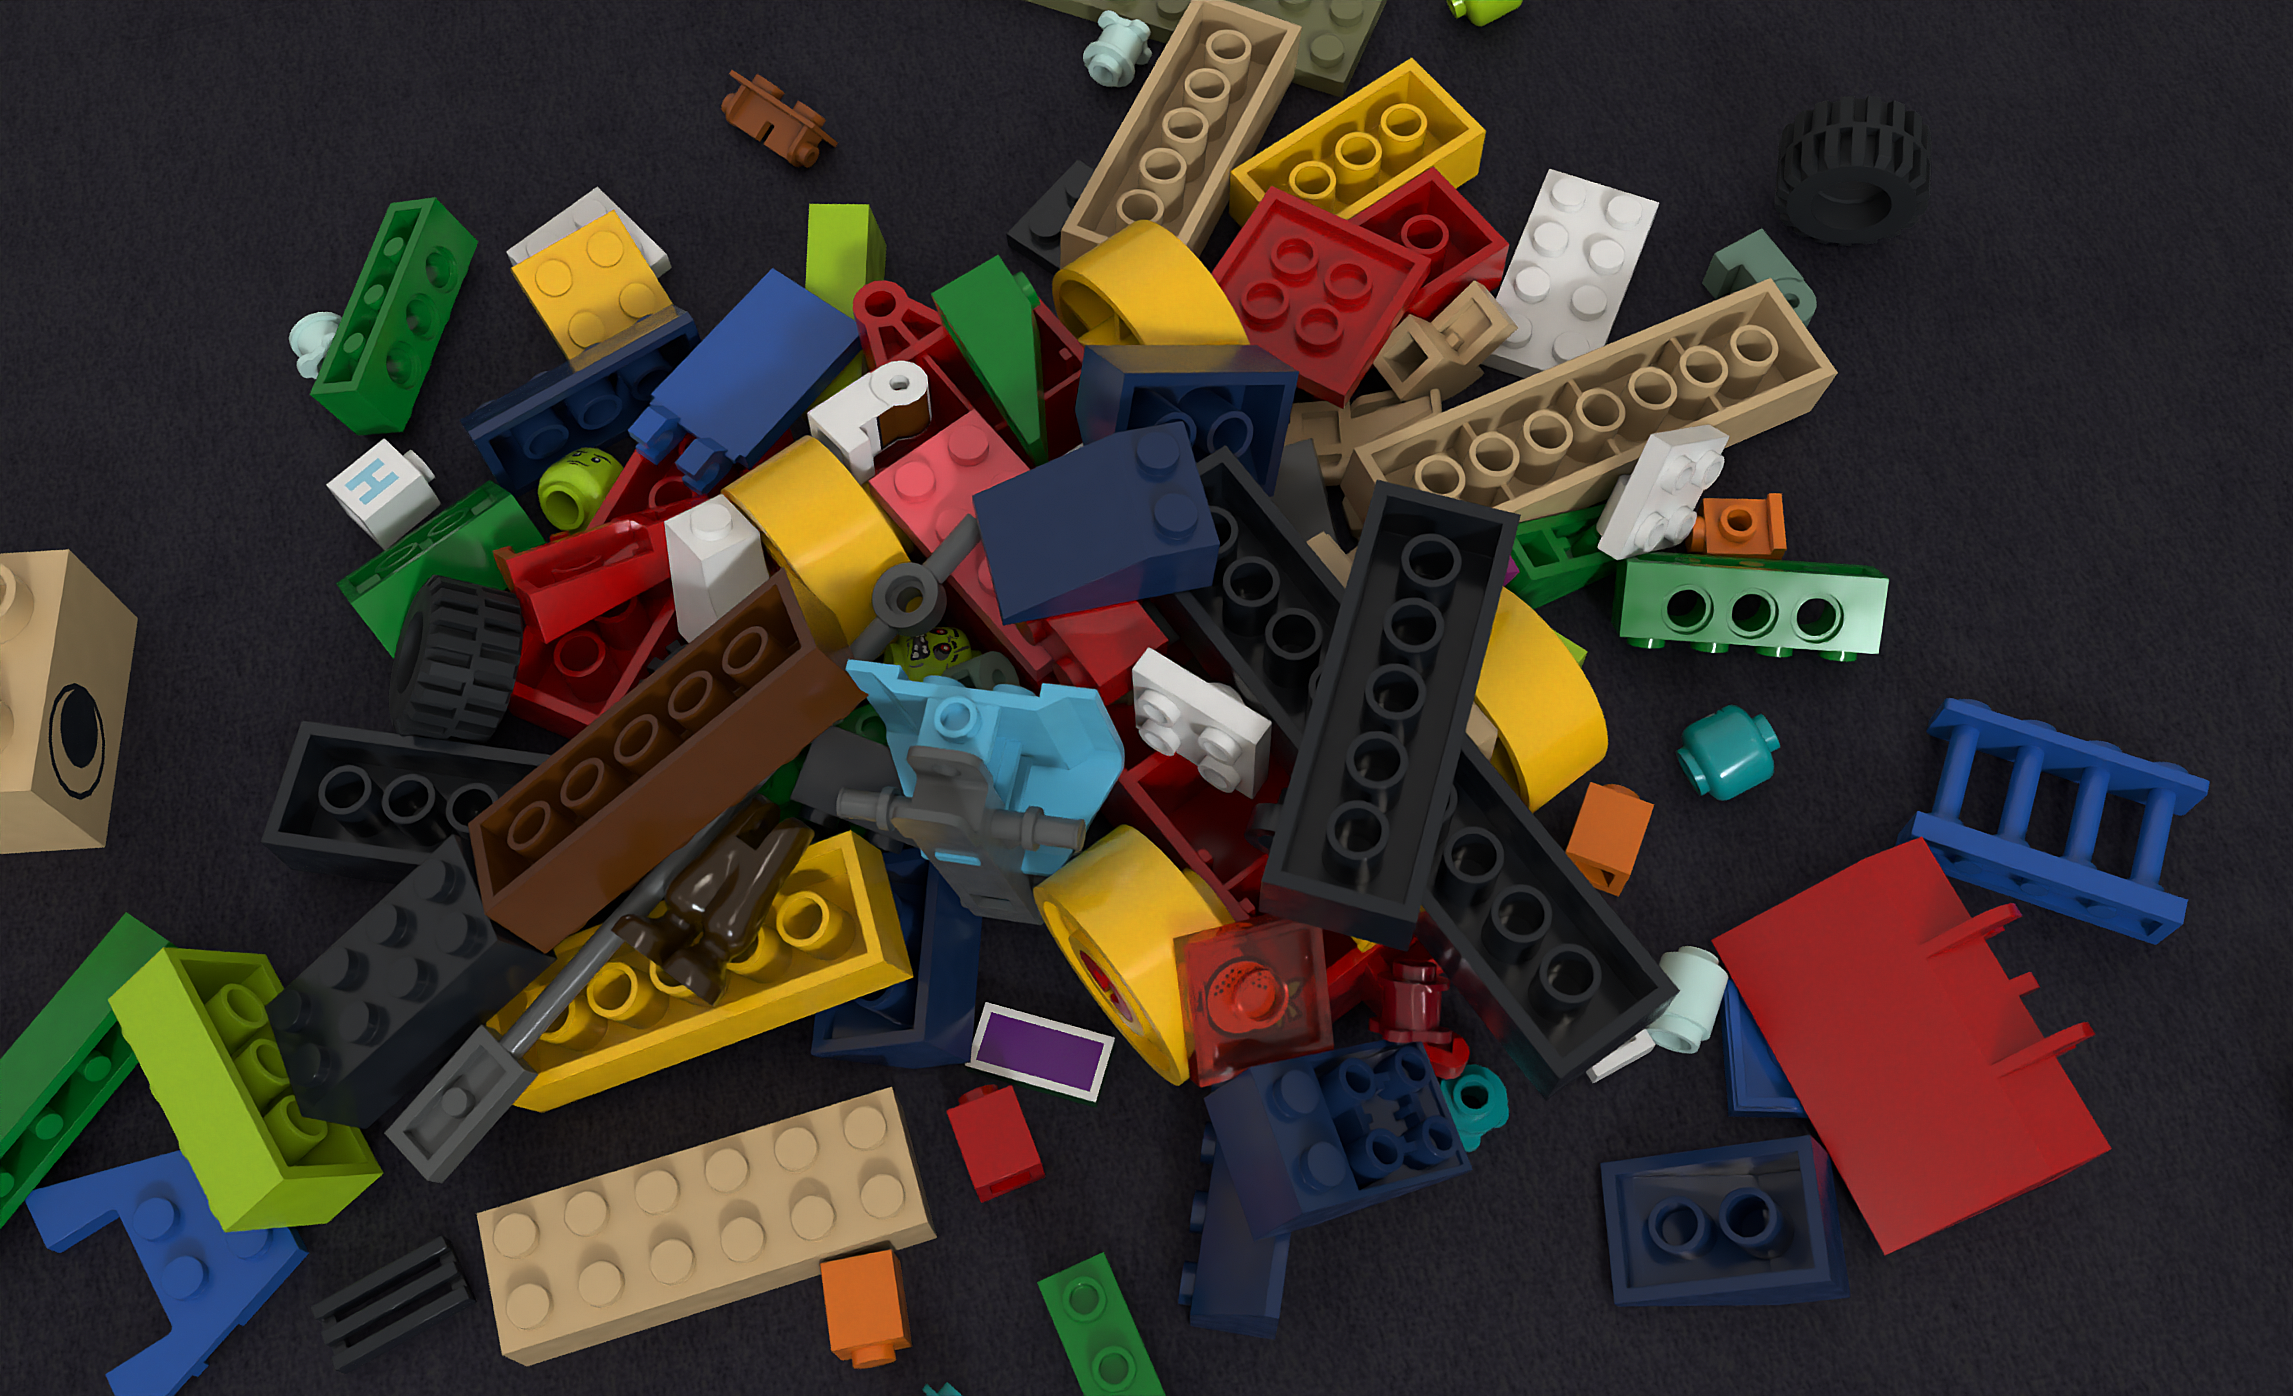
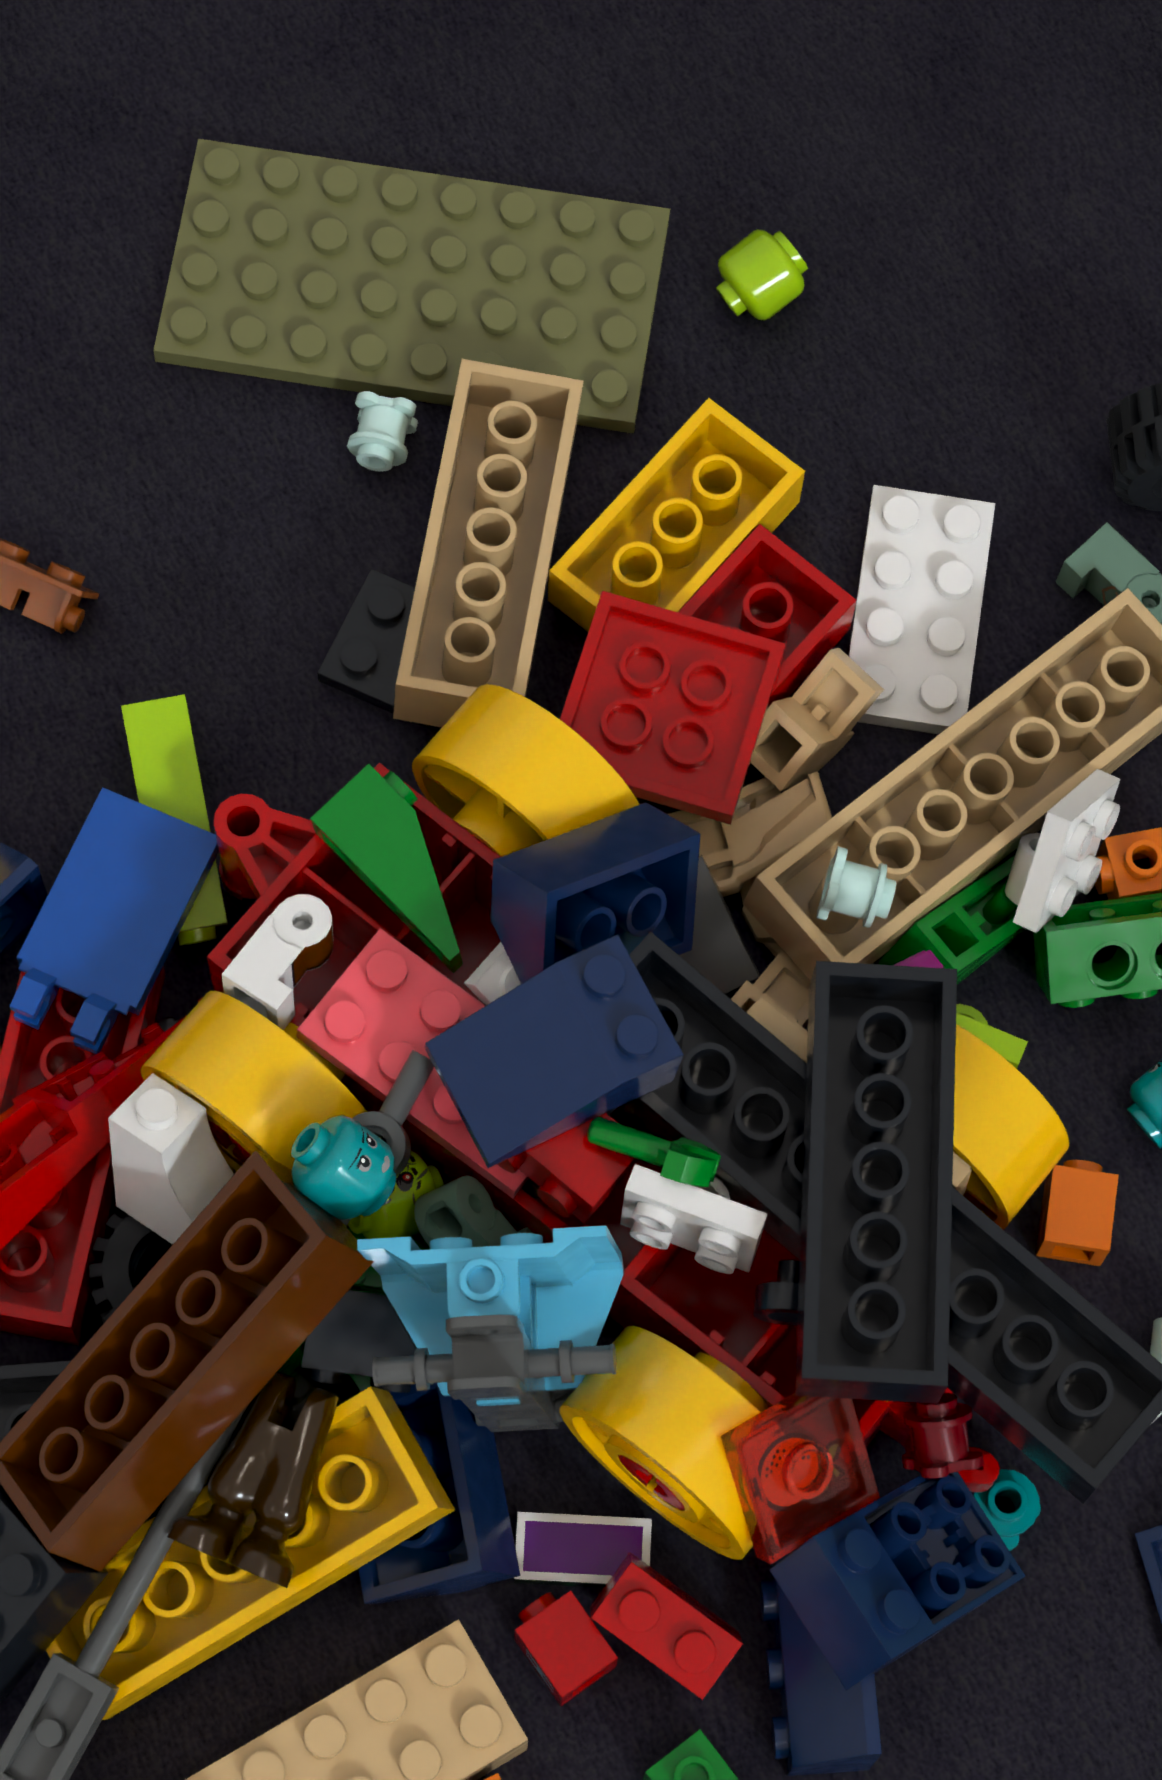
camera: 20 degrees left, 5 degrees up
(864, 600) = (343, 1167): none -> teal head
(1097, 1141) = (666, 1625): none -> red brick
(1187, 651) = (680, 1159): none -> green bar
(1446, 470) = (856, 890): none -> light aqua brick

